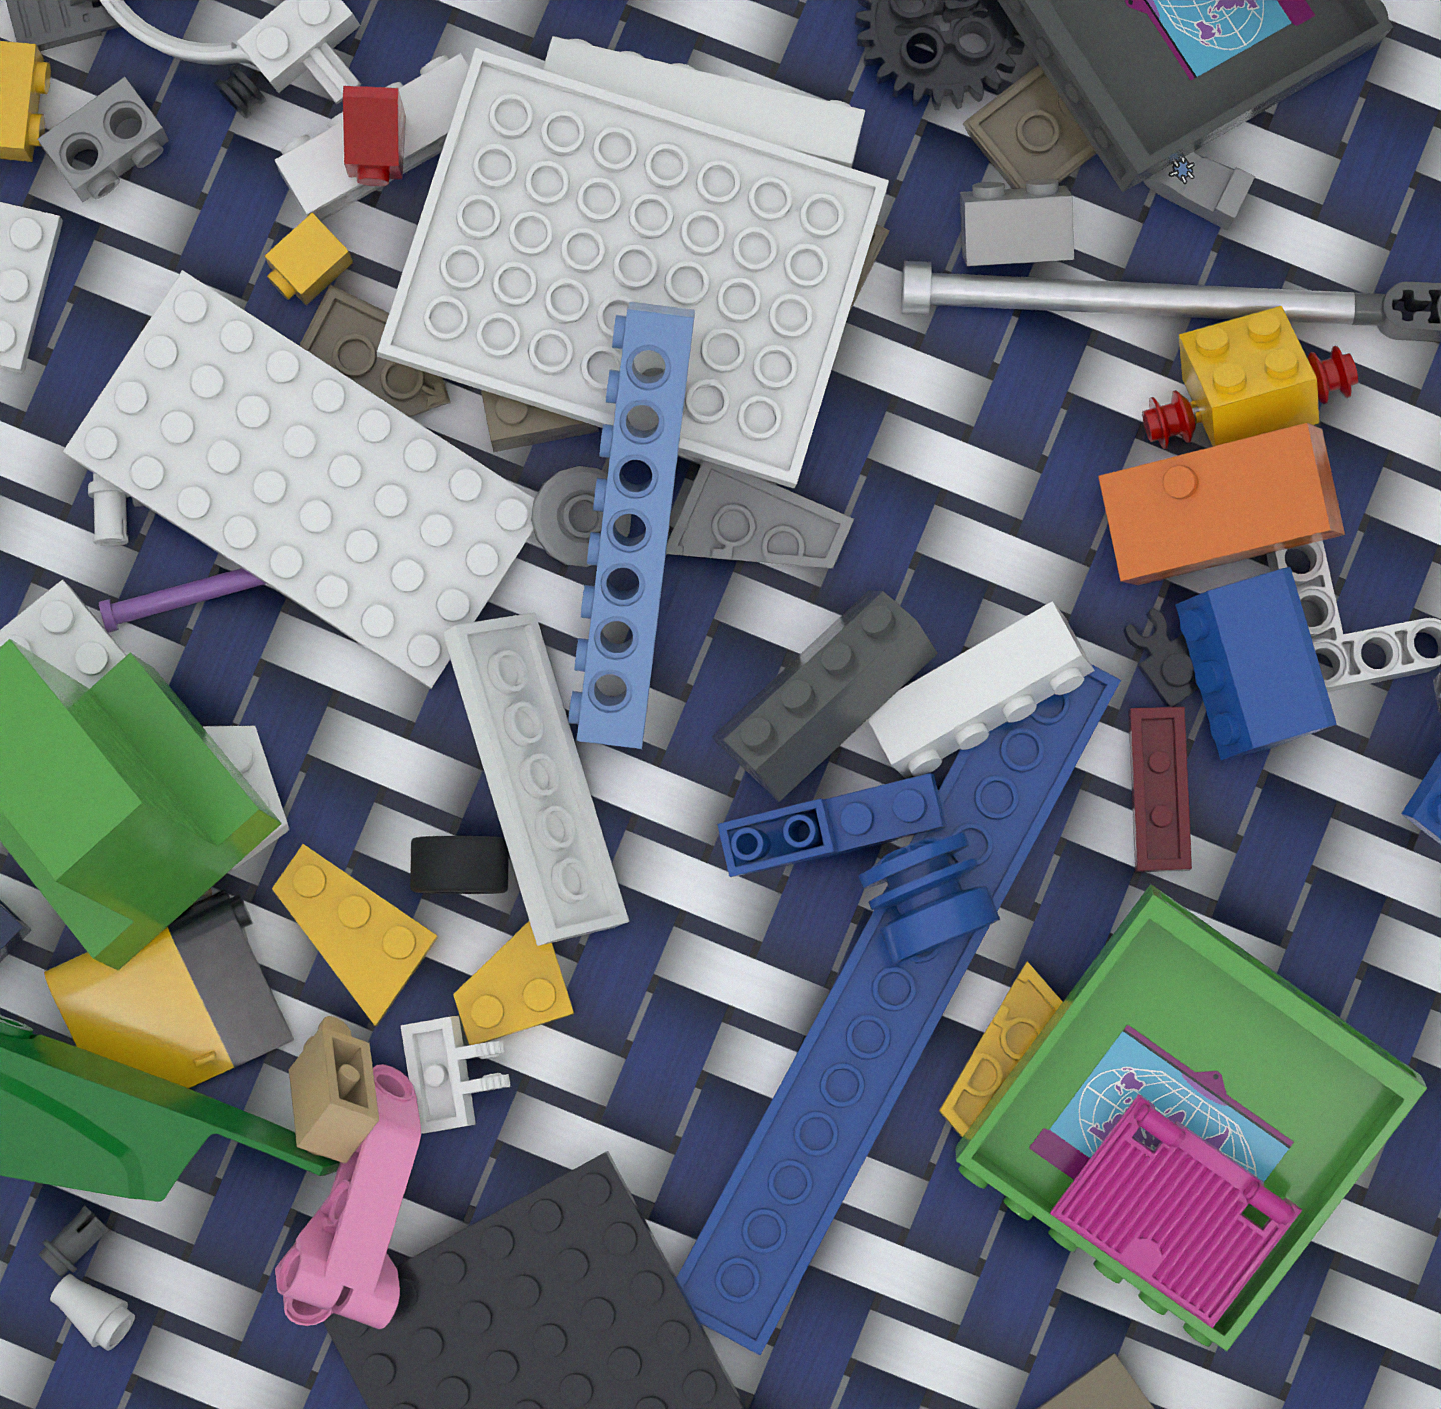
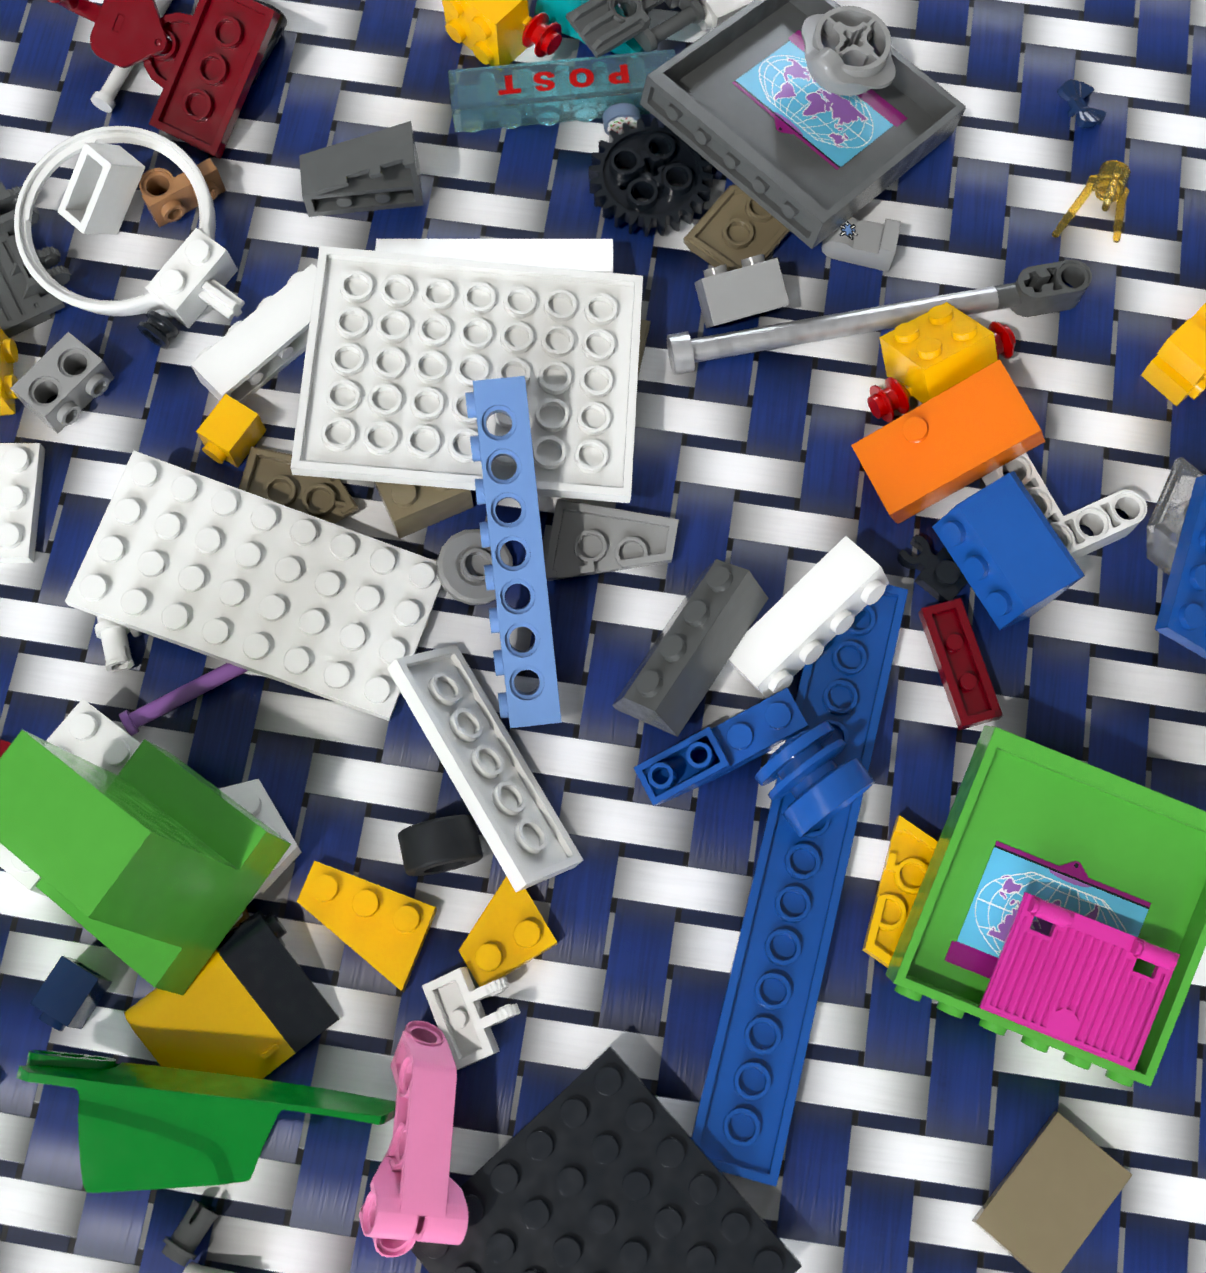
camera: 10 degrees left, 10 degrees down
(333, 1092) = (377, 1053): tan brick -> none
(373, 134) = (256, 318): red slope -> none

